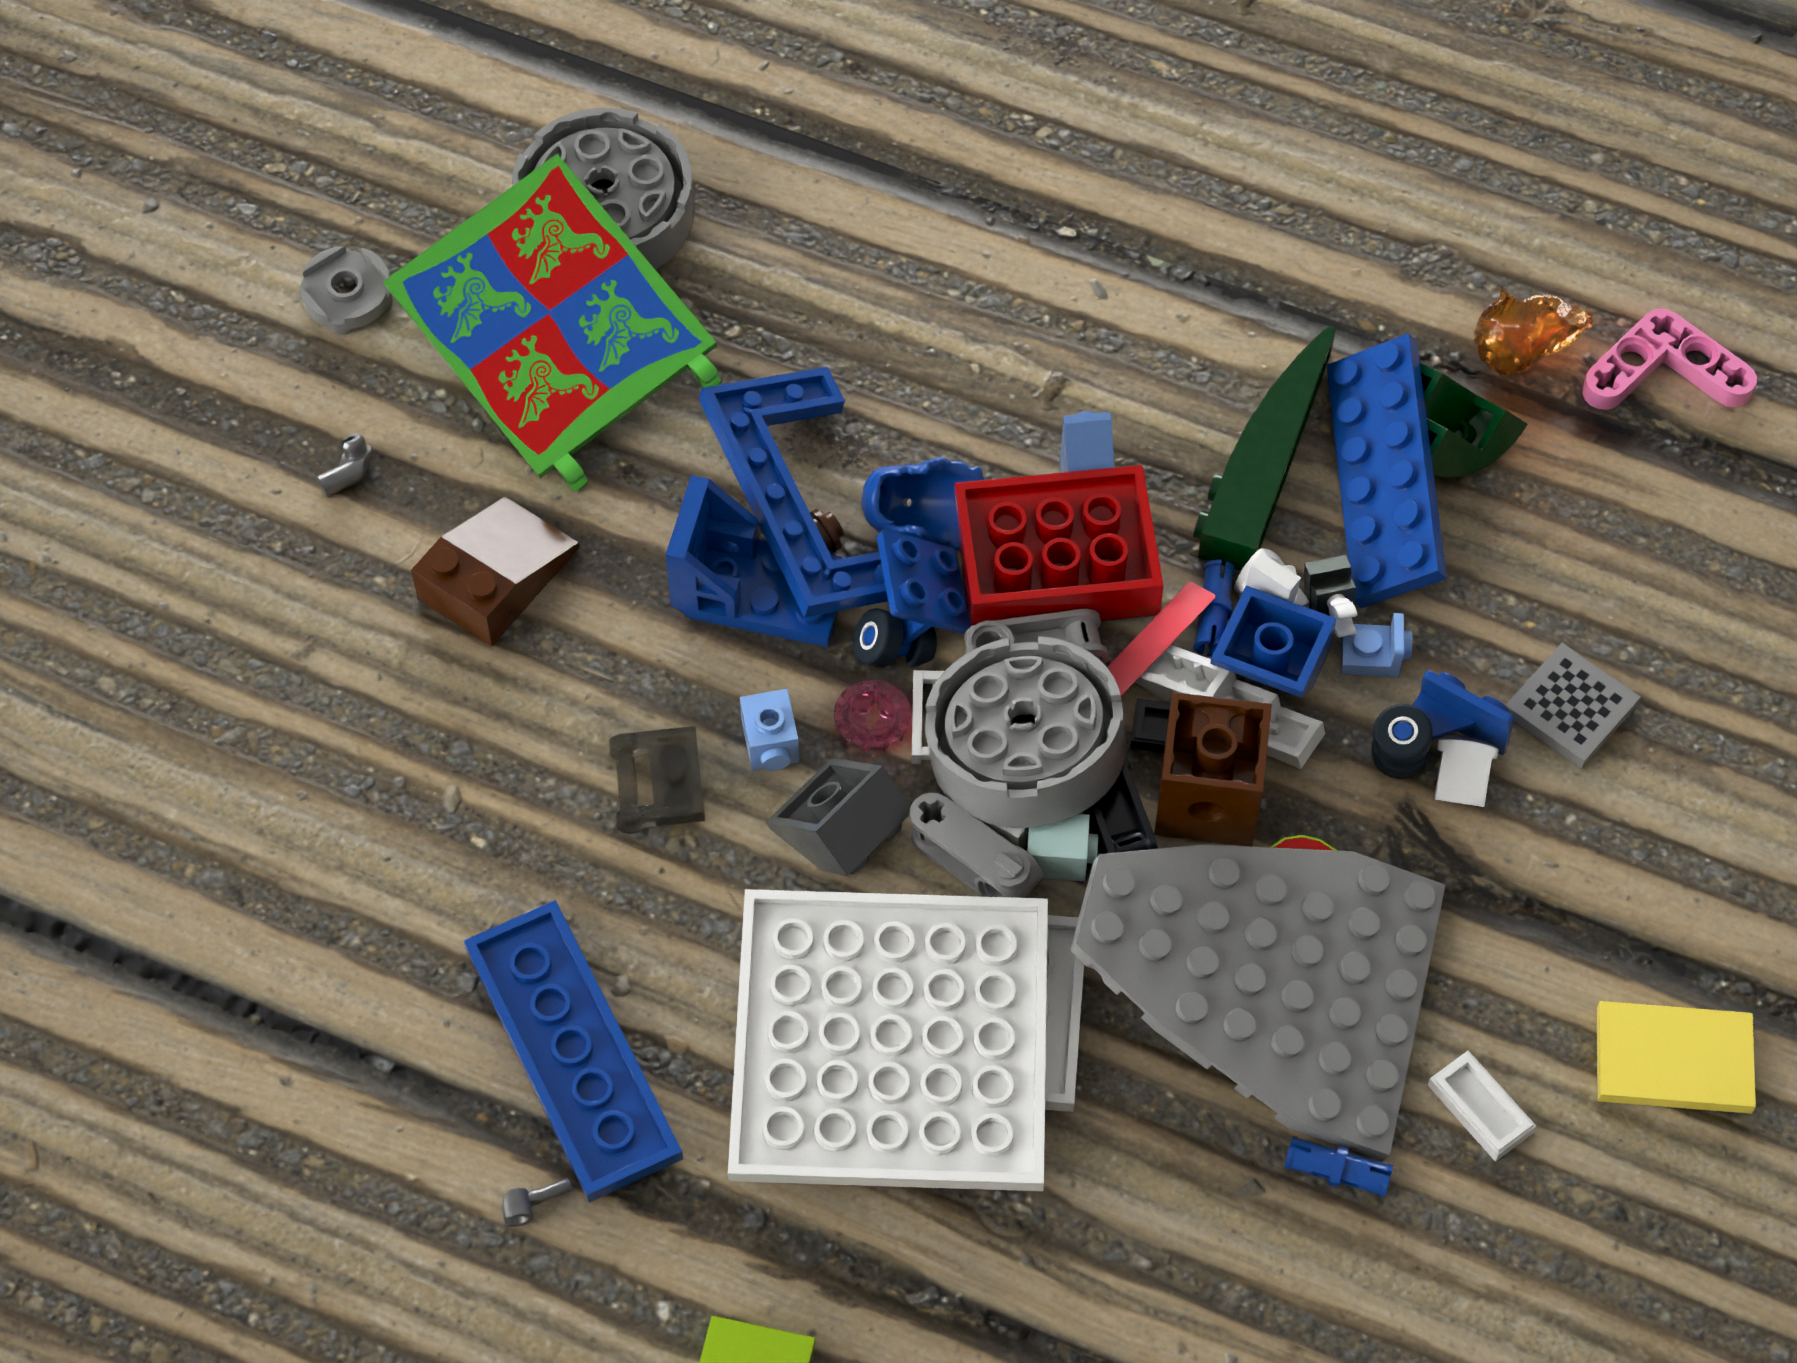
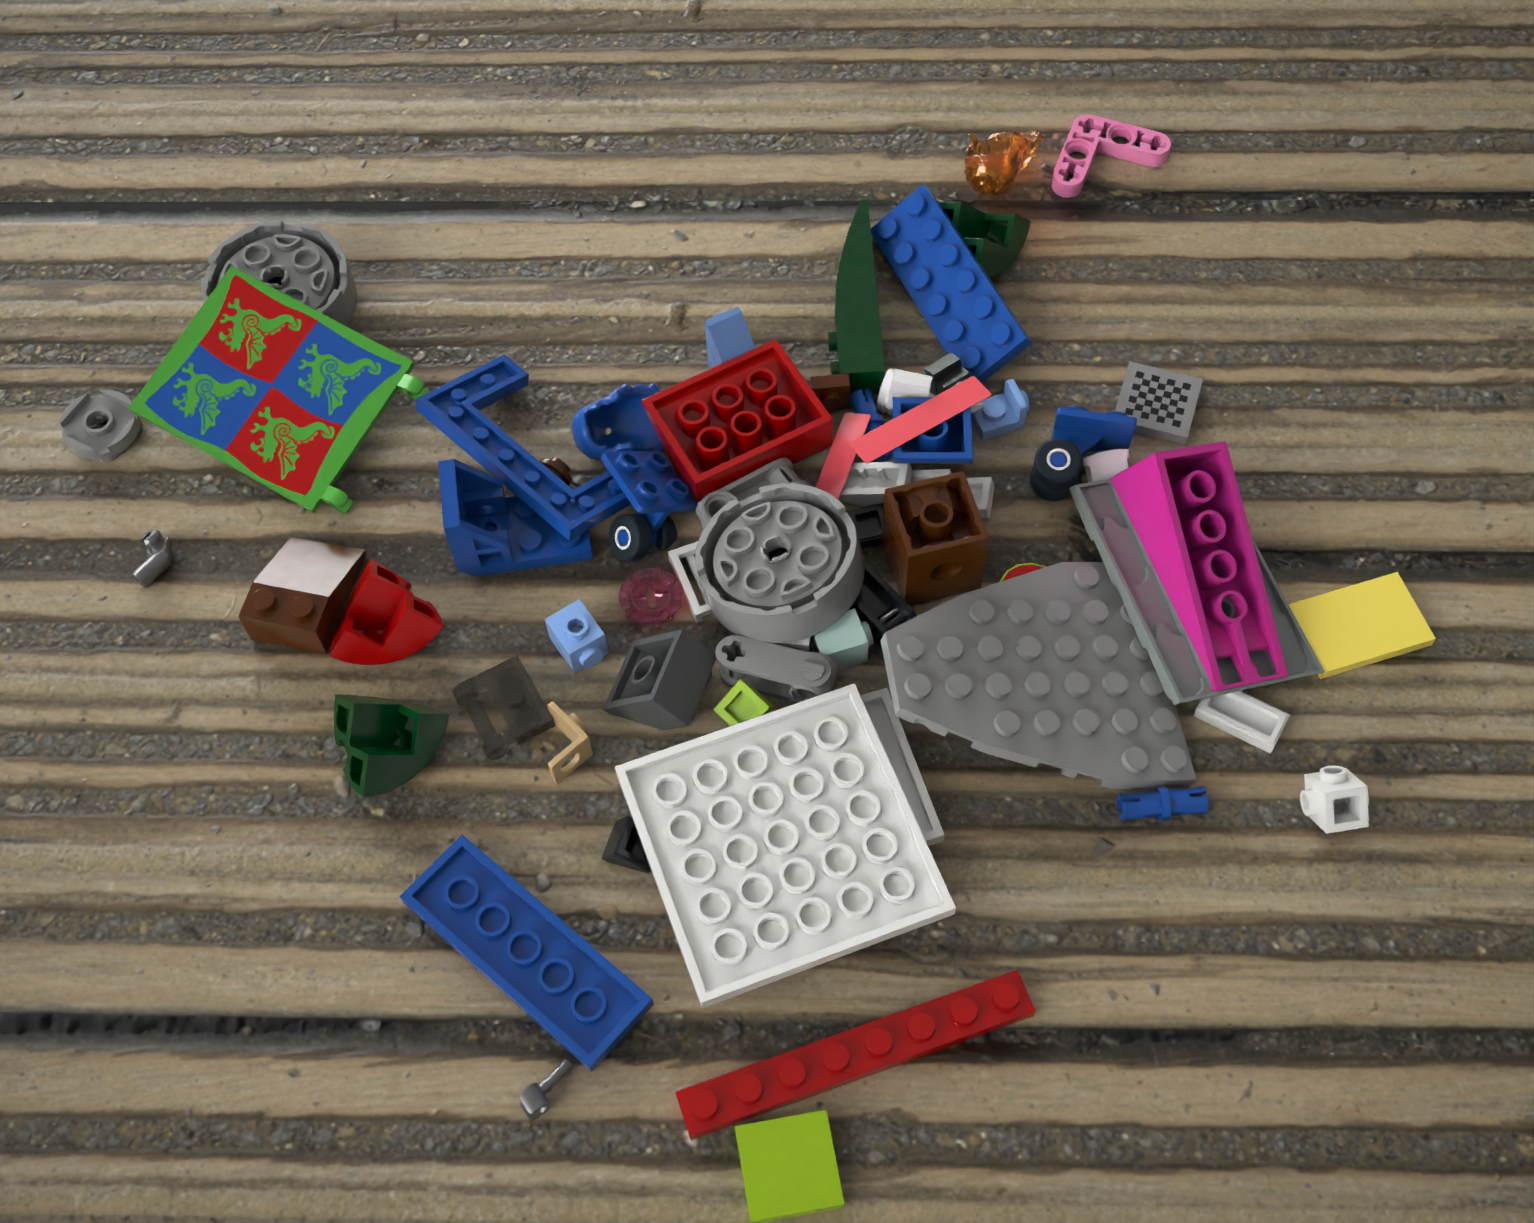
camera: 20 degrees left, 0 degrees up
(516, 766) = (385, 740): none -> dark green brick
(566, 631) = (383, 620): none -> red brick
(721, 853) = (576, 731): none -> tan bracket
(722, 982) = (625, 847): none -> black slope
(874, 1295) = (854, 1054): none -> red plate
(918, 874) = (742, 704): none -> lime plate
(1183, 550) = (832, 390): none -> reddish brown plate
(1264, 623) = (919, 419): none -> coral sticker
(1501, 927) = (1194, 575): none -> dark pink piece
(1532, 1237) = (1335, 799): none -> white brick

